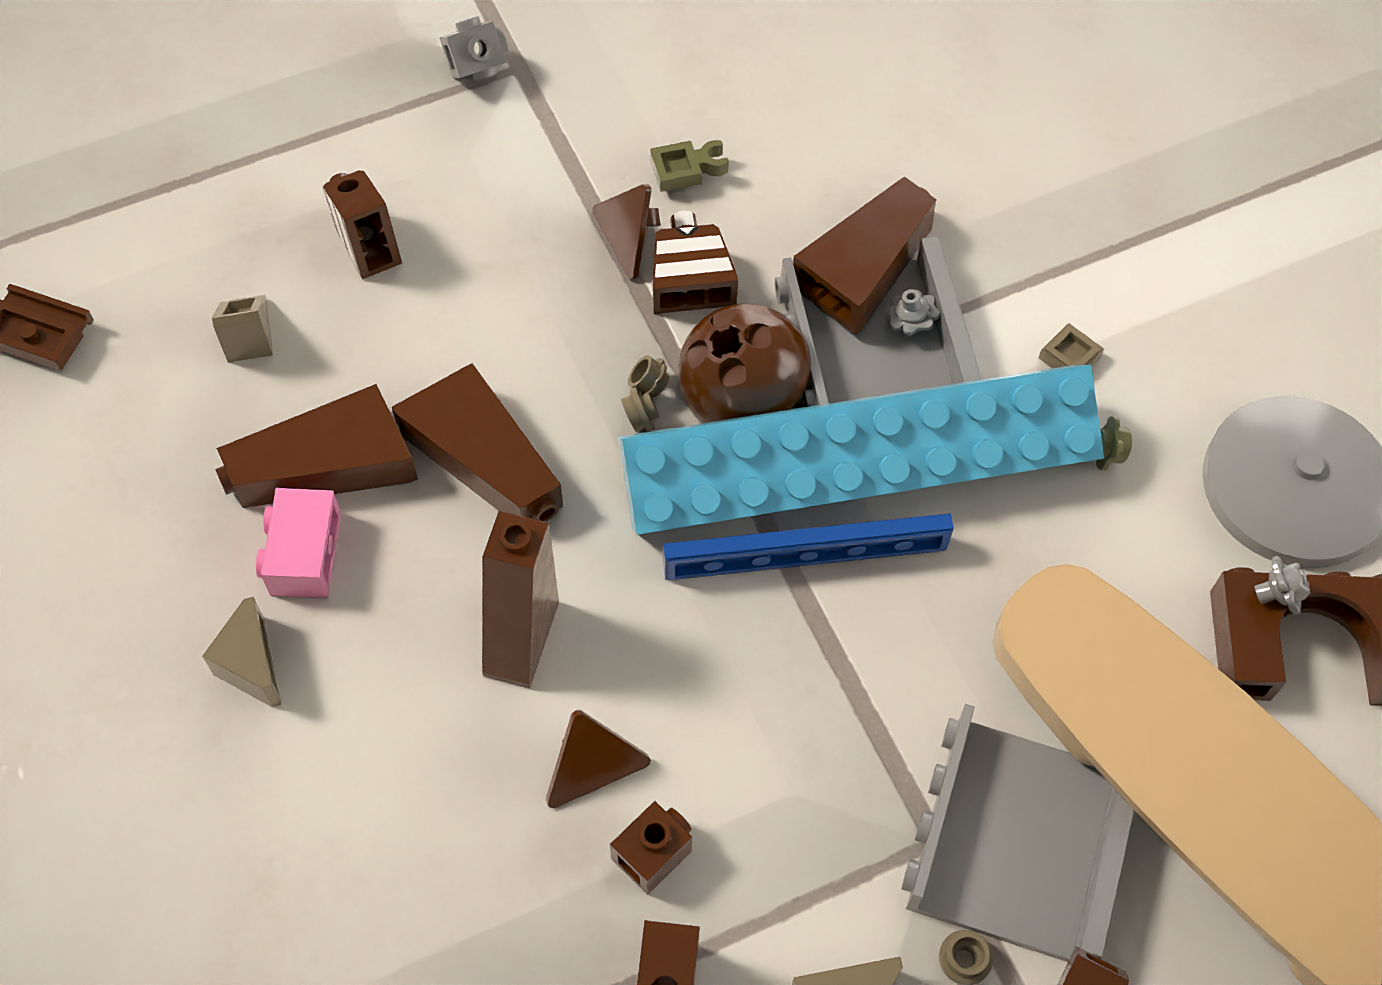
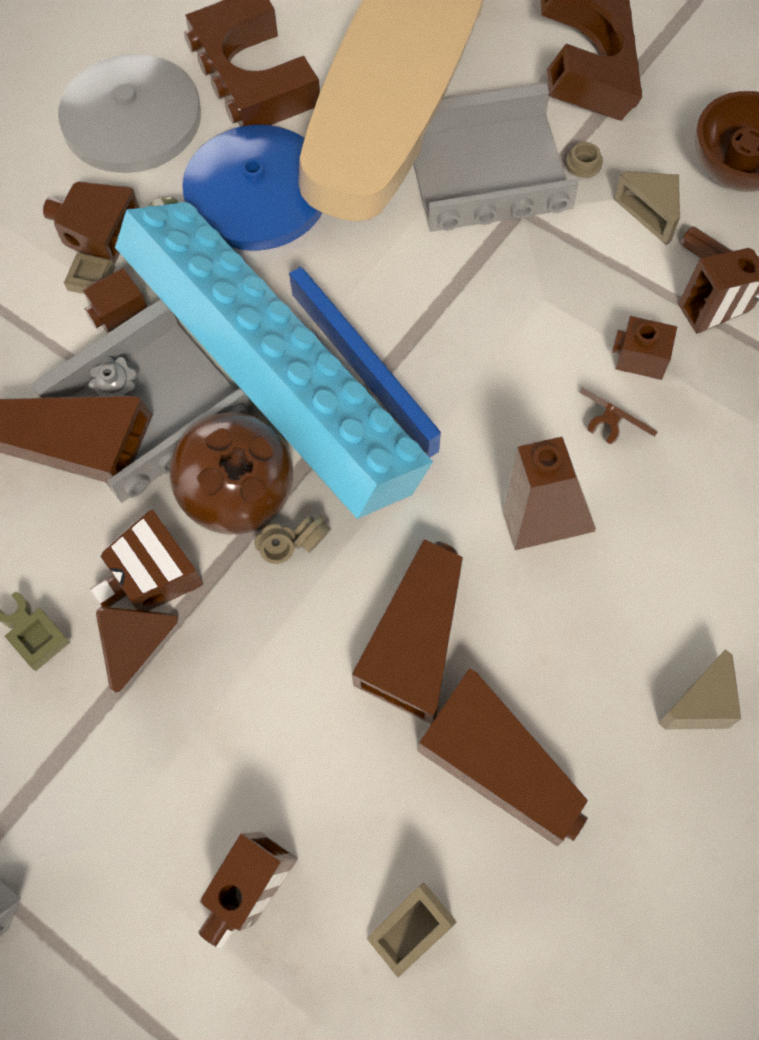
camera: 115 degrees left, 5 degrees up
(299, 543) = (590, 721): bright pink brick -> none
(1011, 347) = (113, 300): none -> reddish brown brick
(1129, 537) = (250, 187): none -> blue dish
(1139, 375) = (91, 217): none -> reddish brown torso
(1285, 584) = (238, 64): light grey plant -> none

